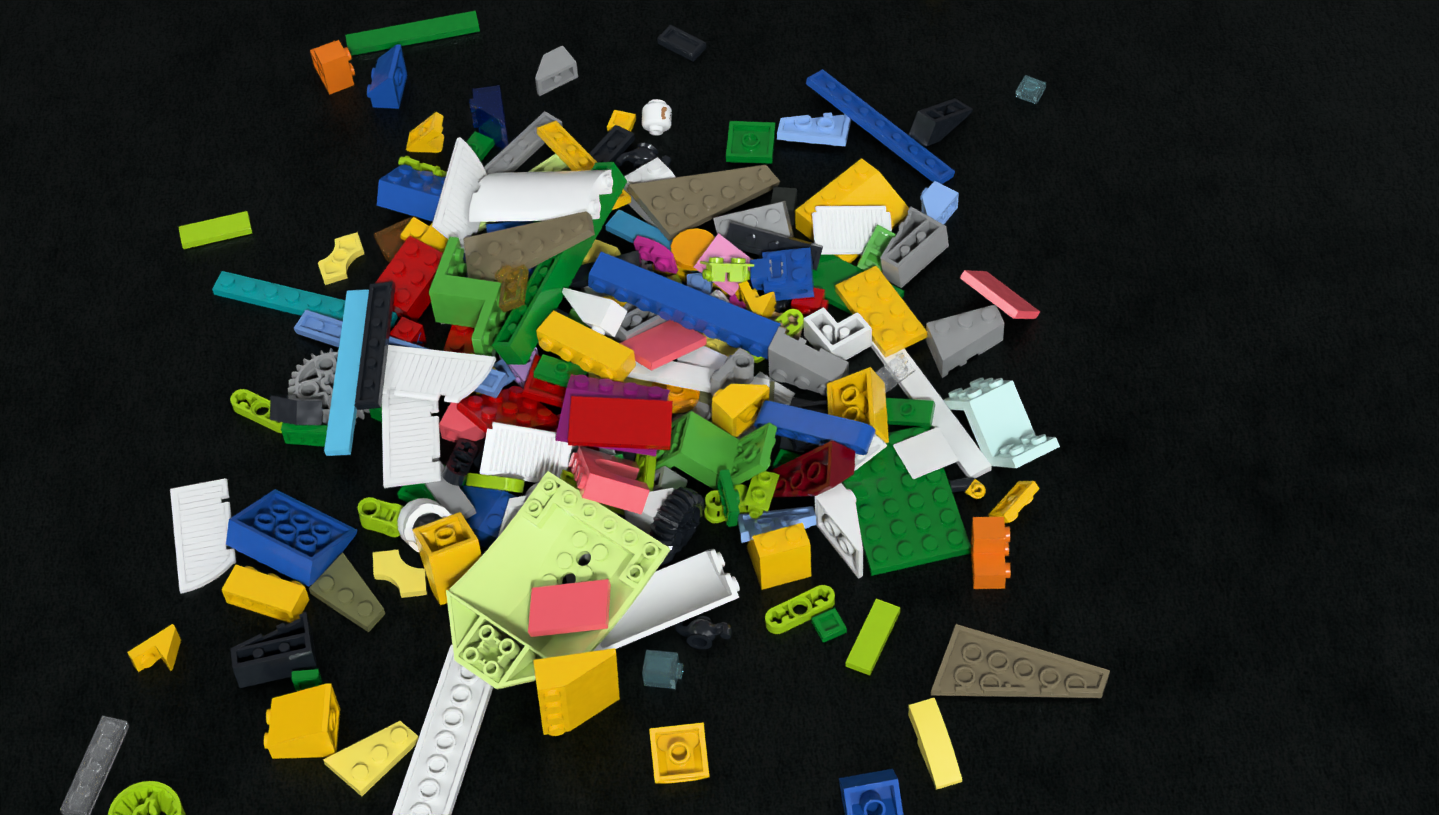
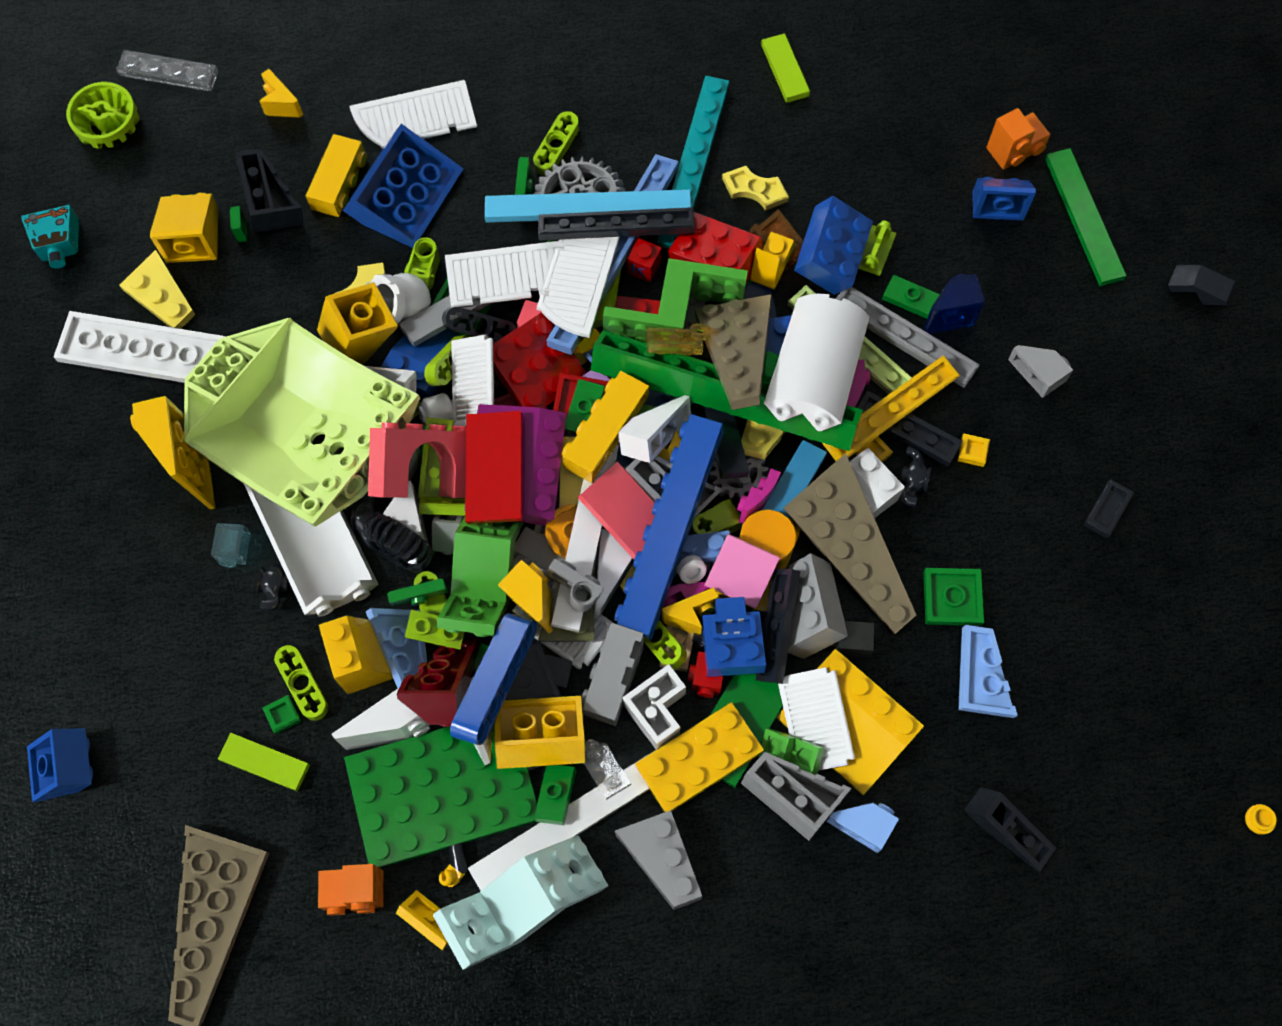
camera: 85 degrees right, 15 degrees up
(295, 411) = (533, 168): black slope -> none
(348, 594) = (338, 247): olive wing -> none
(427, 135) = (927, 248): yellow slope -> none
(454, 203) = (801, 276): white piece -> none
(569, 608) = (266, 438): coral tile -> none
(656, 117) = (979, 486): white head -> none
(679, 753) = (132, 567): yellow slope -> none
(736, 269) = (723, 557): lime hinge -> none
(880, 127) = (990, 751): blue tile -> none
(925, 453) = (494, 814): white sticker -> none
(934, 743) = (123, 829): light yellow slope -> none
(999, 294) = (725, 903): coral tile -> none
(1030, 89) = (1082, 949): clear light blue plate -> none

